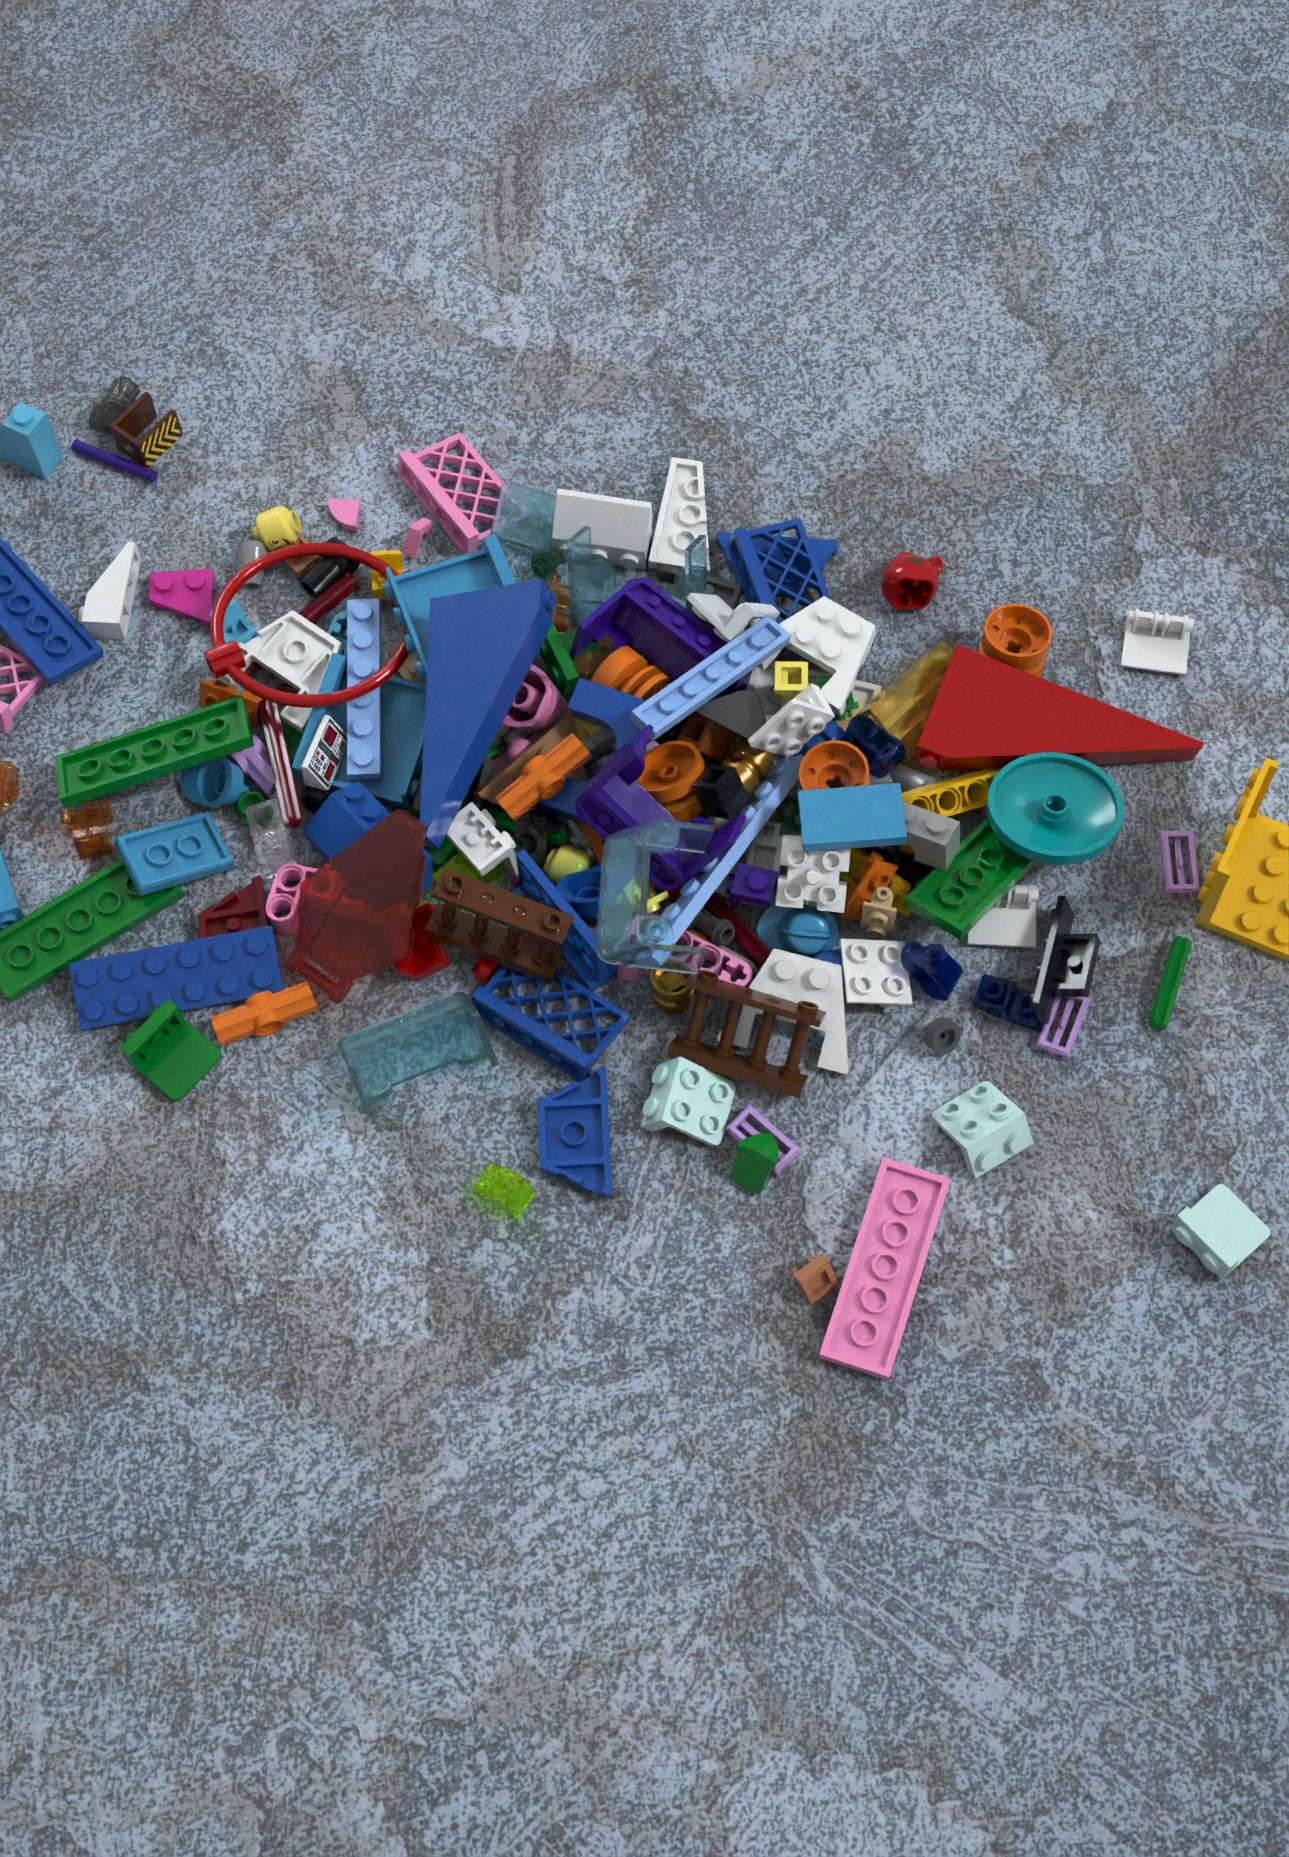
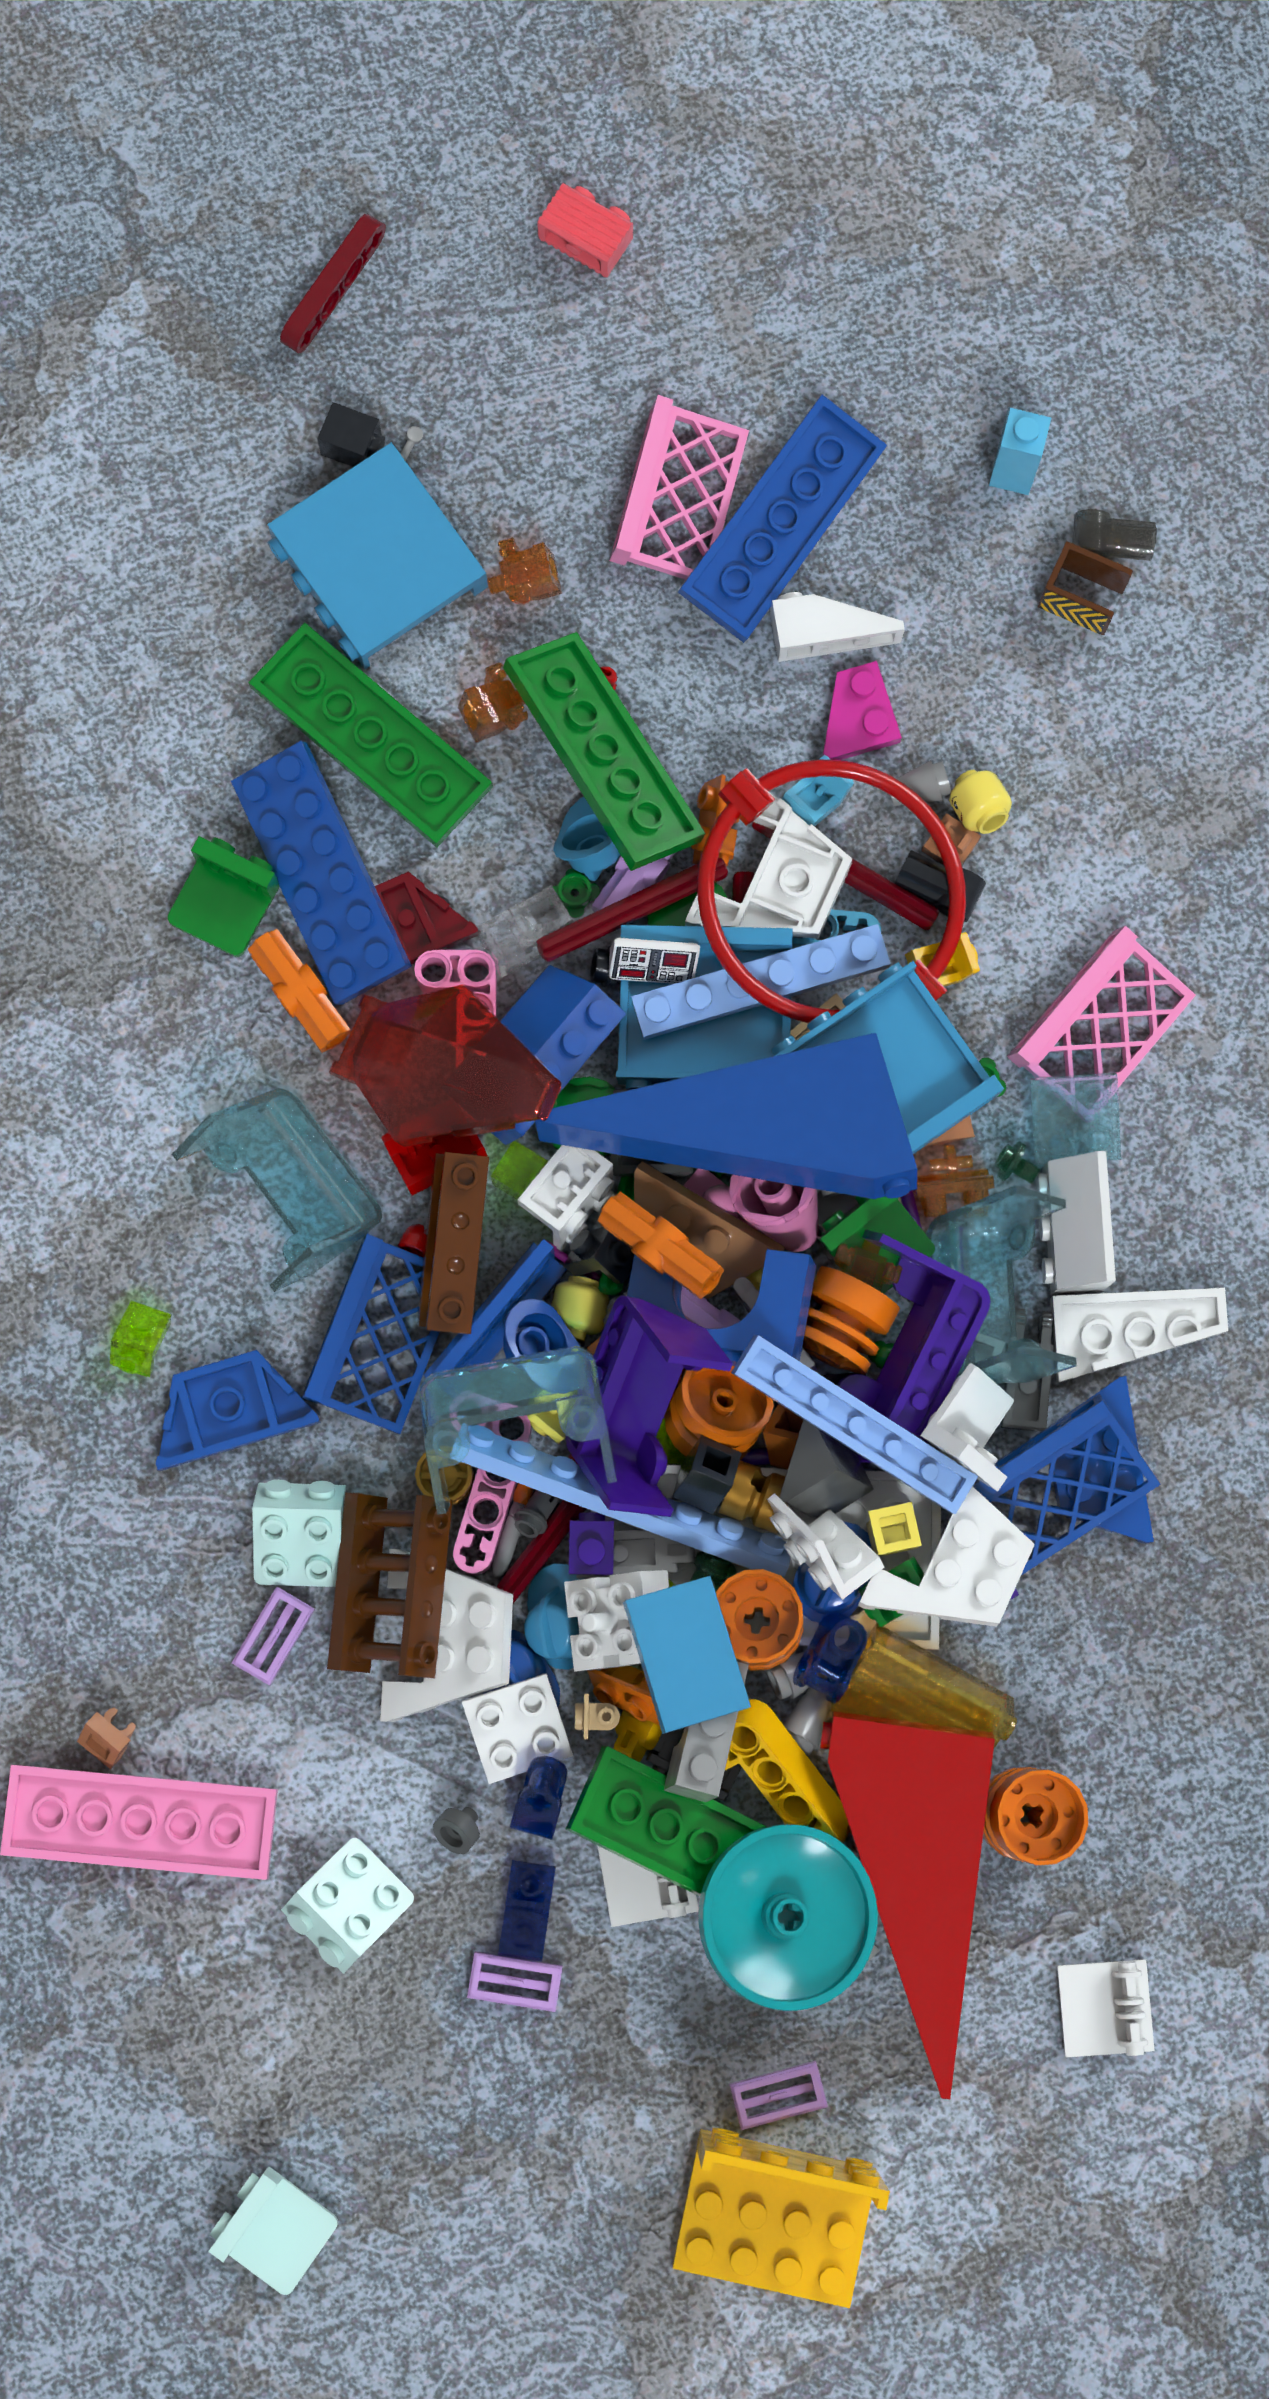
camera: 70 degrees right, 15 degrees up
(114, 461) = (1035, 562): dark purple bar -> none
(174, 853) = (482, 817): dark azure tile -> none
(345, 512) = (1032, 881): bright pink tile -> none
(415, 535) = (1018, 981): bright pink tile -> none
(755, 1161) = (237, 1634): green tile -> none
(911, 581) = (1114, 1654): red piece -> none
(1066, 962) = (587, 1972): black bracket -> none
(1170, 983) = (600, 2111): green axle -> none

